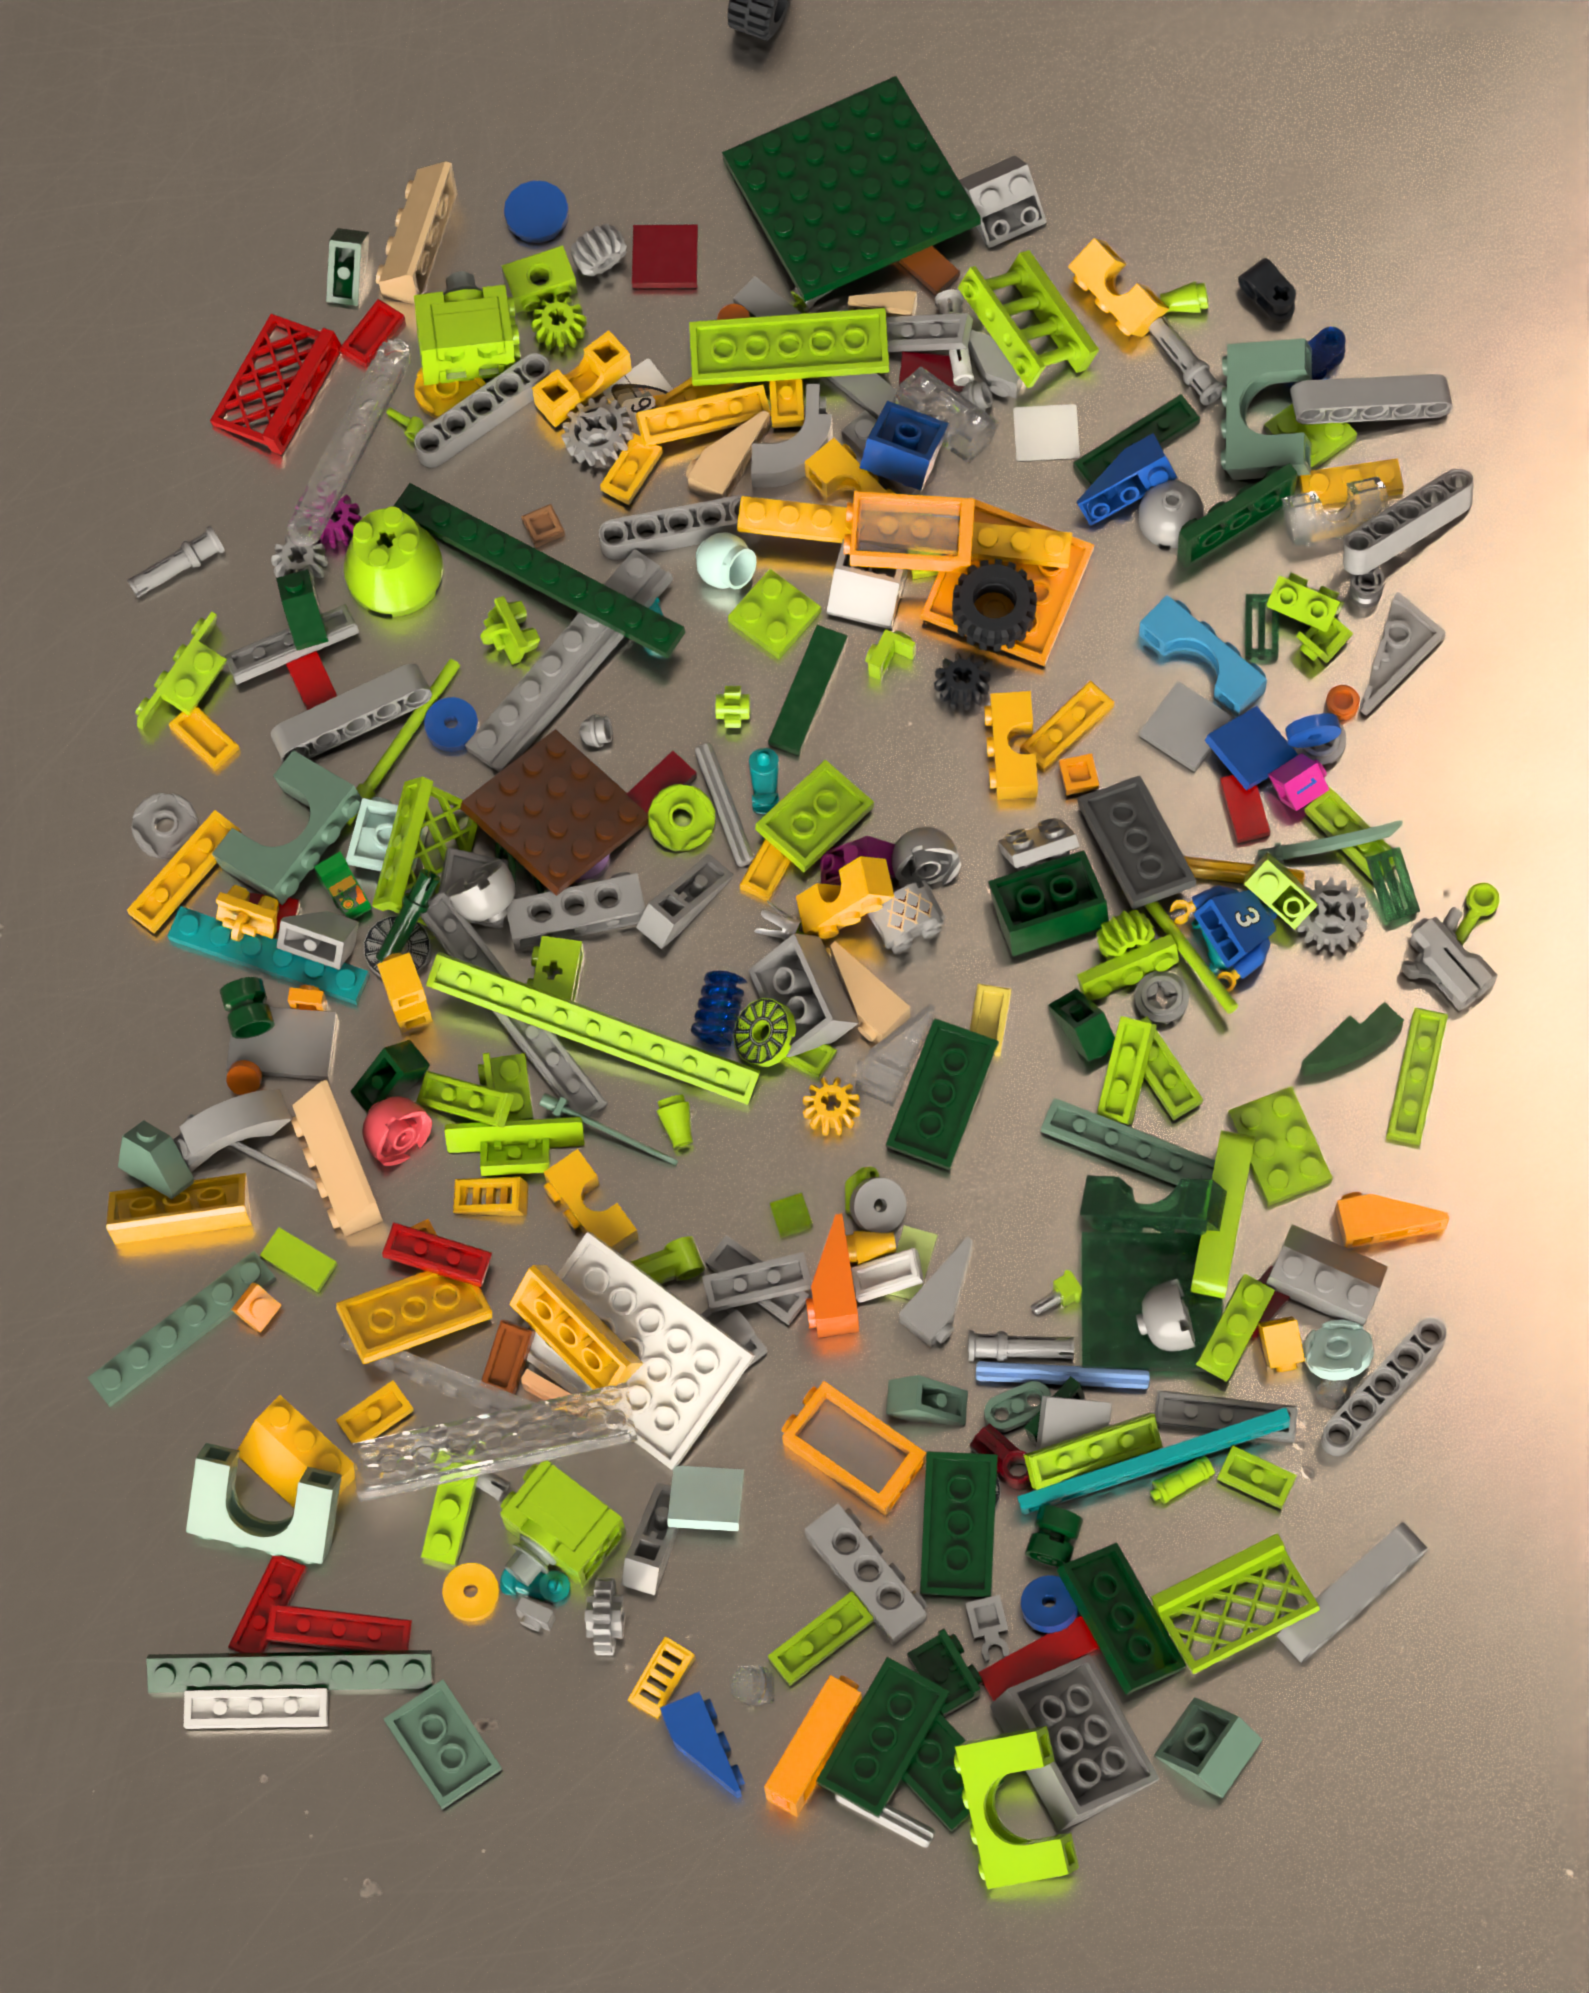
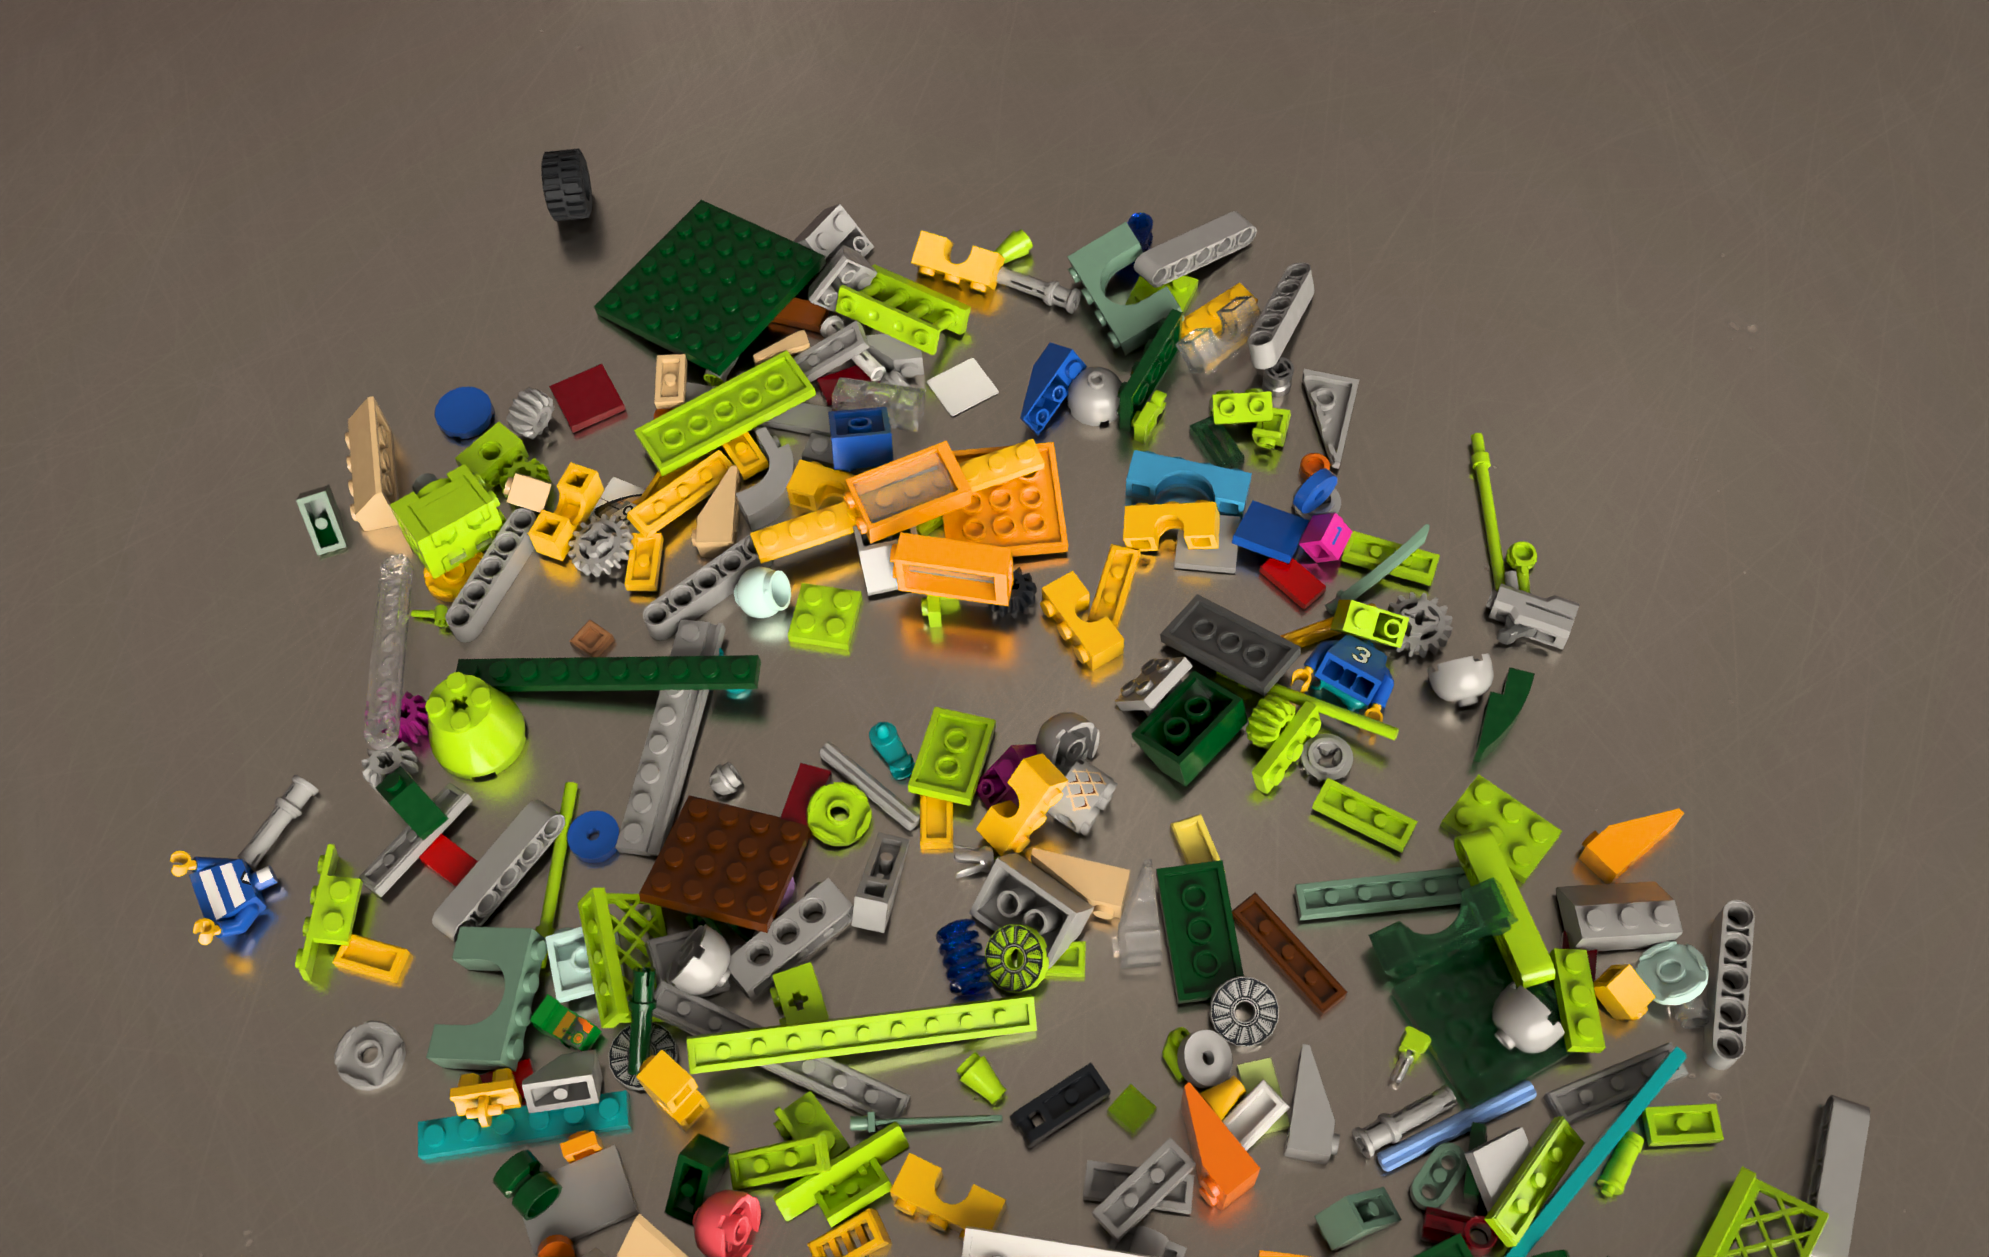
camera: 30 degrees left, 10 degrees down
(103, 610) = (225, 892): none -> torso
(181, 874) = (404, 1093): yellow plate -> none
(301, 390) = (325, 632): red fence -> none
(374, 329) = (366, 564): red tile -> none
(504, 631) = (604, 737): lime hips -> none
(553, 342) = (527, 492): none -> brick
(676, 1261) = (1055, 1210): lime piece -> none
(731, 1178) = (1060, 1104): none -> black plate
(732, 706) = (832, 702): lime gear -> none
(753, 283) = (670, 381): none -> tan plate
(808, 690) = (887, 662): dark green tile -> none
(821, 1097) = (1102, 1000): yellow gear -> none
(910, 635) = (953, 568): none -> light orange window
(956, 1175) = (1264, 1015): none -> tile
(991, 249) = (846, 269): none -> light grey slope
(1000, 580) = (1006, 497): black tyre -> none
(1011, 1155) = (1288, 954): none -> reddish brown tile
(1078, 774) = (1148, 617): light orange plate -> none
(1083, 1024) = (1280, 811): dark green slope -> none
(1126, 1070) = (1342, 829): lime plate -> none
(1133, 678) = (1148, 522): none -> yellow arch
(1165, 422) = (1053, 330): dark green tile -> none
(1203, 566) = (1145, 420): none -> lime plate
(1269, 290) = (1068, 214): black piece -> none
(1334, 989) = (1462, 679): none -> light grey cylinder
(1381, 889) = (1446, 581): clear green tile -> none
(1417, 1076) = (1568, 717): lime tile -> none
(1510, 783) = (1481, 463): none -> lime bar

